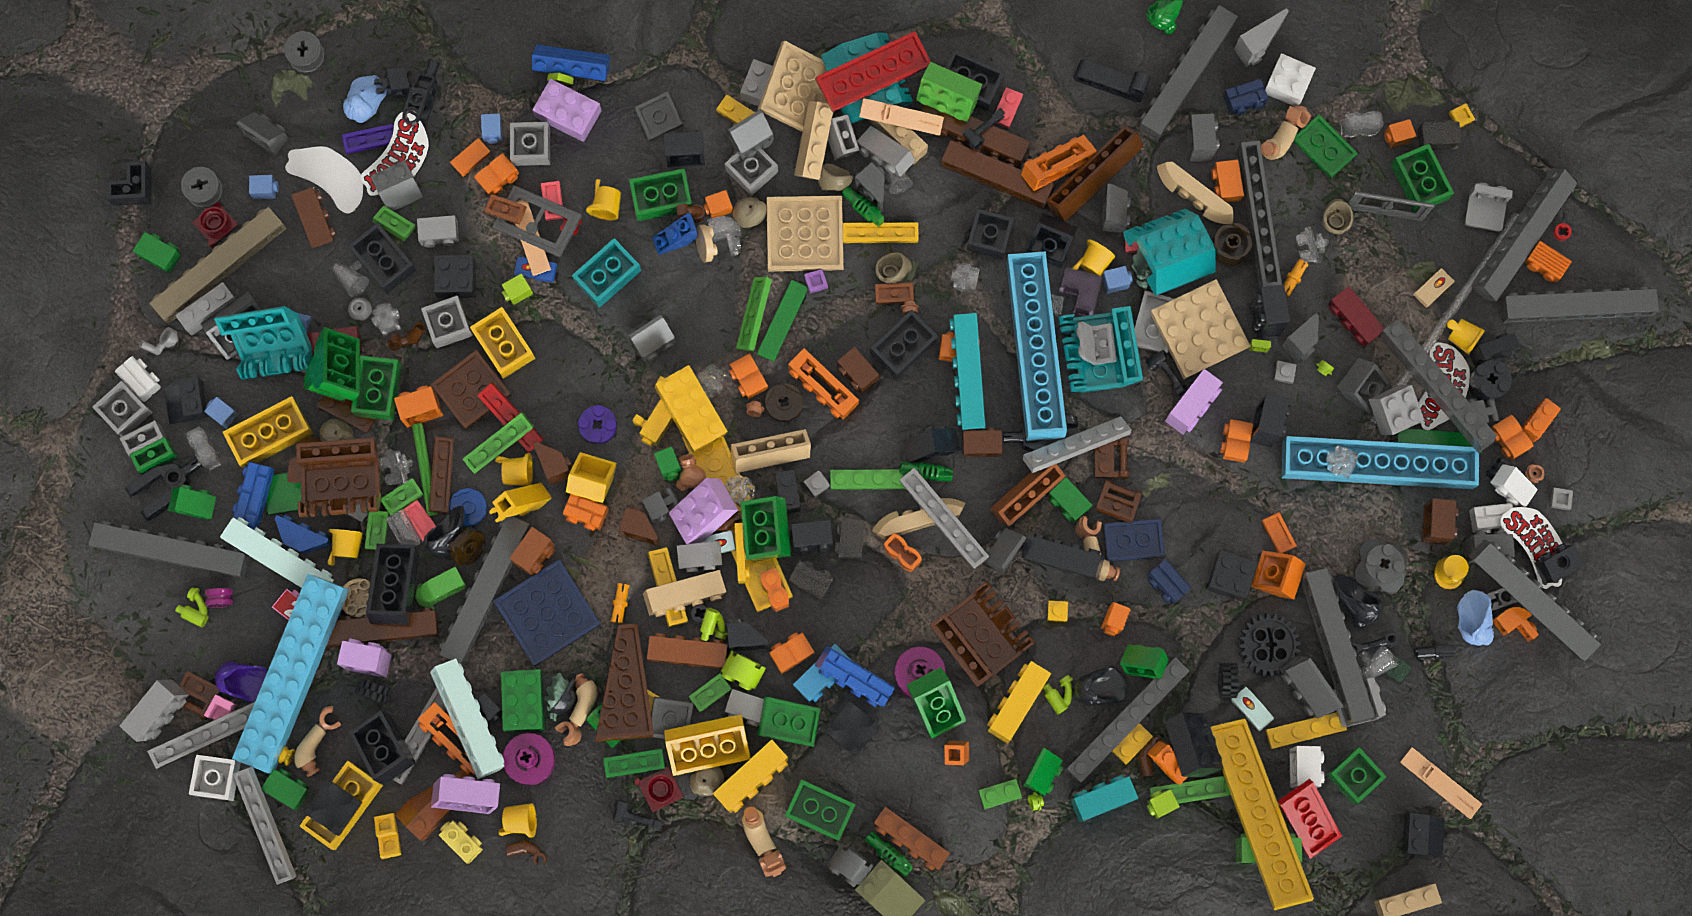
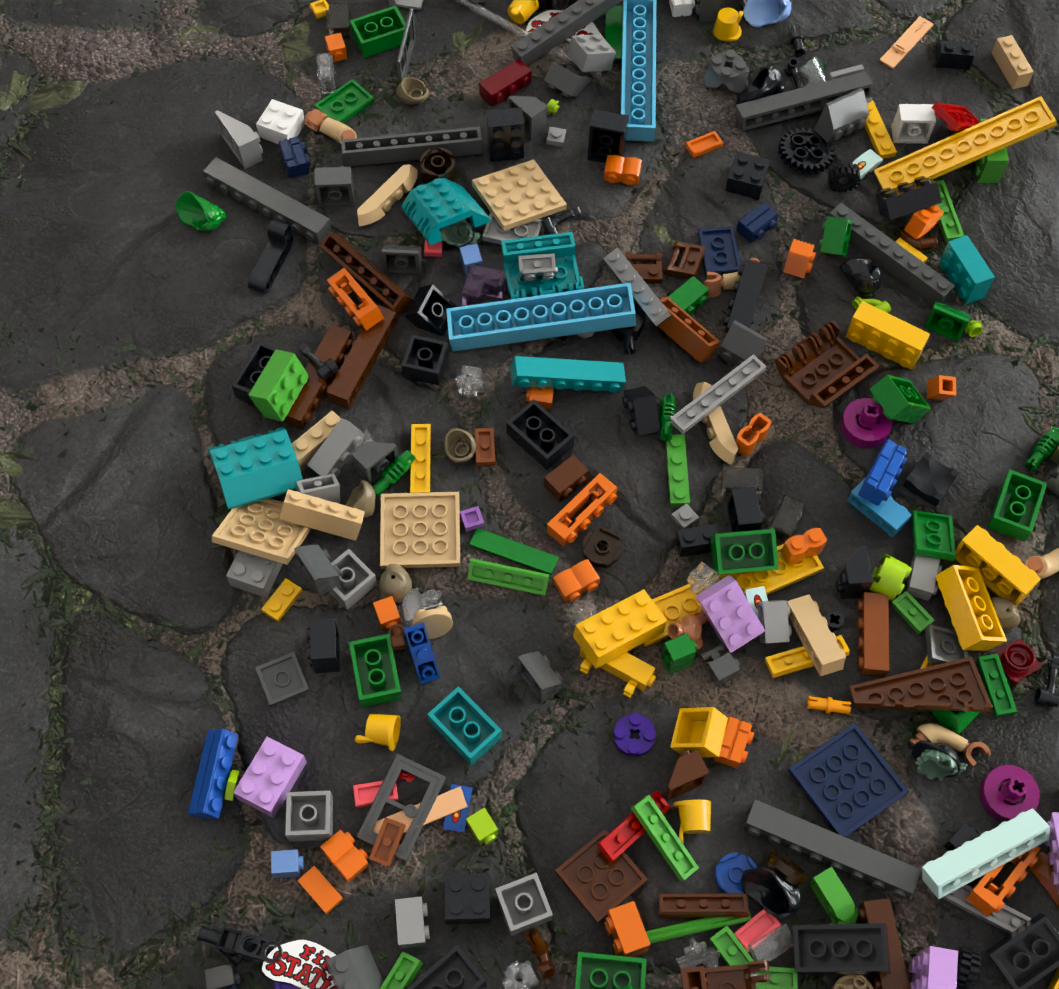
camera: 90 degrees left, 15 degrees down
(502, 342) = (547, 838): yellow brick -> none
(520, 501) = (736, 802): yellow brick -> none
(522, 701) = (949, 801): green brick -> none
(533, 552) = (787, 792): dark orange brick -> none
(637, 526) = (747, 684): reddish brown slope -> none
(709, 622) = (846, 607): lime plant -> none
(743, 572) = (769, 579): yellow plate -> none
(754, 409) = (610, 575): nougat plate -> none
(770, 451) = (658, 554): tan brick -> none
(791, 653) = (860, 532): orange brick -> none
(873, 71) = (255, 448): red plate -> none
(901, 116) = (302, 430): light nougat piece -> none
(908, 836) = (1027, 428): dark orange brick -> none
(909, 305) = (500, 433): nougat plate -> none
(982, 443) = (636, 368): reddish brown brick -> none
(1000, 794) = (970, 358): bright green plate -> none
(1009, 104) = (290, 345): coral plate -> none
(1057, 611) = (792, 311): yellow plate -> none
(1095, 259) = (451, 273): yellow hat -> none
(1162, 803) = (963, 224): lime brick -> none
(1194, 402) = (592, 195): lavender brick -> none
(1227, 180) = (375, 171): orange brick -> none
(1260, 345) = (533, 150): lime tile -> none
(1278, 574) = (741, 139): orange slope -> none
(1294, 276) = (464, 123): light orange pin -> none
(1311, 254) = (439, 109): clear hips -> none
(1341, 461) = (645, 81): clear brick -> none
(1356, 776) = (913, 88): green brick -> none
(1434, 288) = (480, 31): tan slope -> none
(1439, 521) = (688, 28): reddish brown brick -> none

